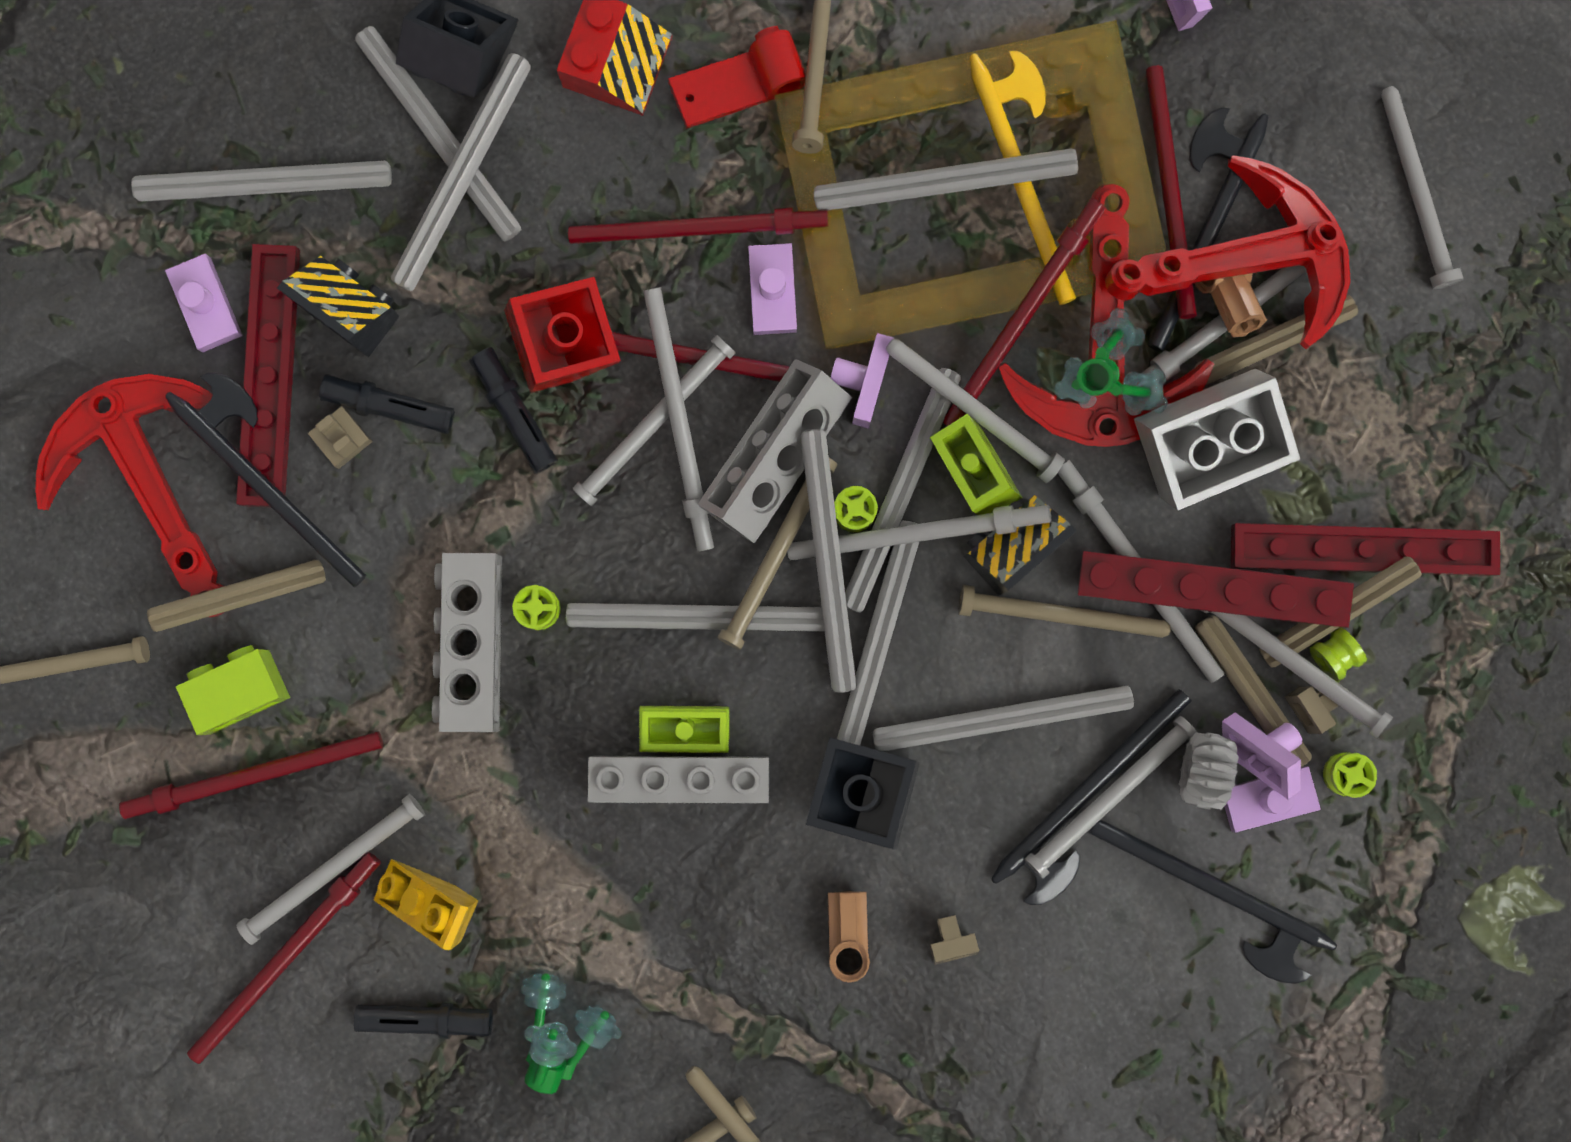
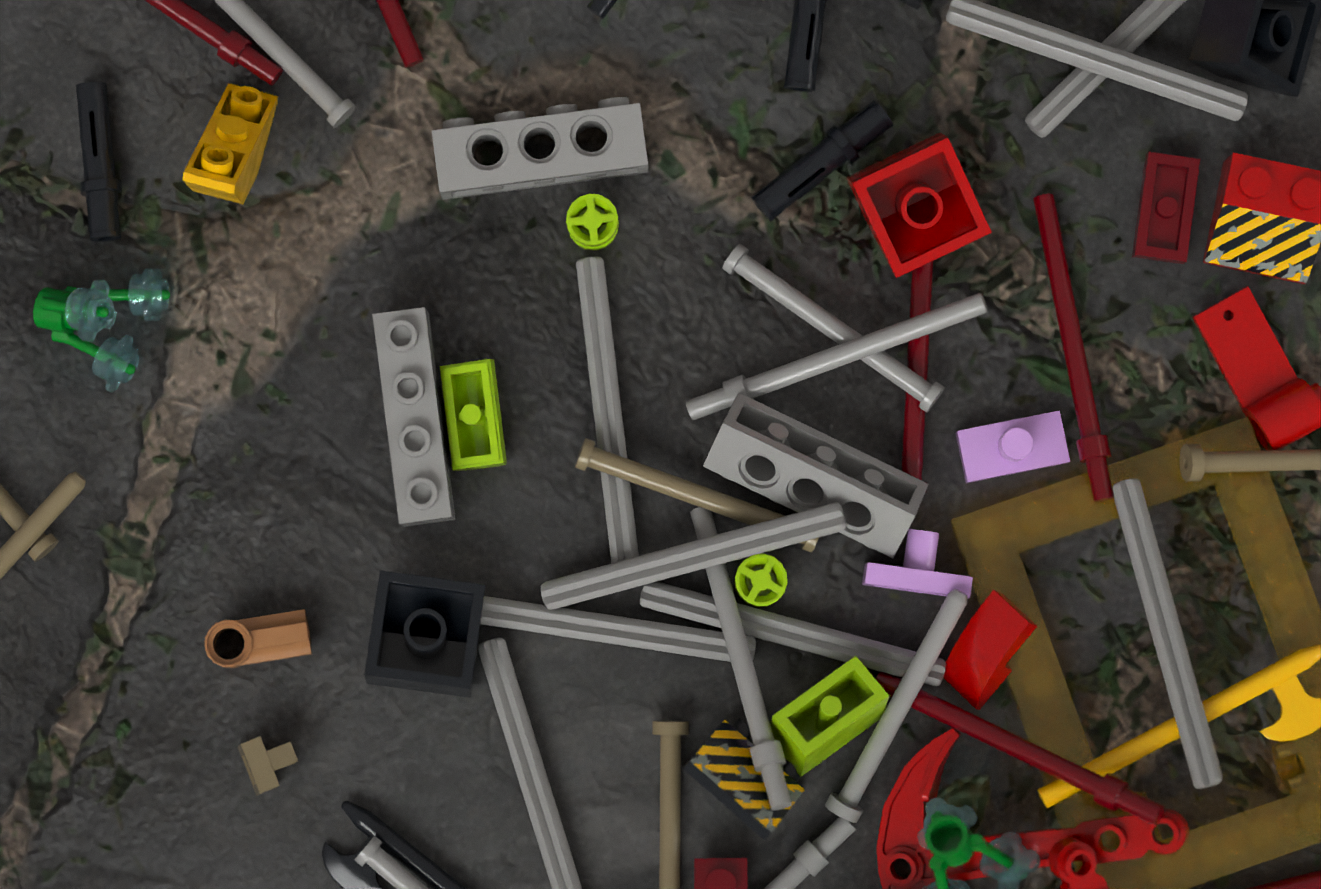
camera: 85 degrees right, 0 degrees up
(593, 136) = (1166, 208): none -> dark red plate
(936, 331) = (985, 647): none -> red slope

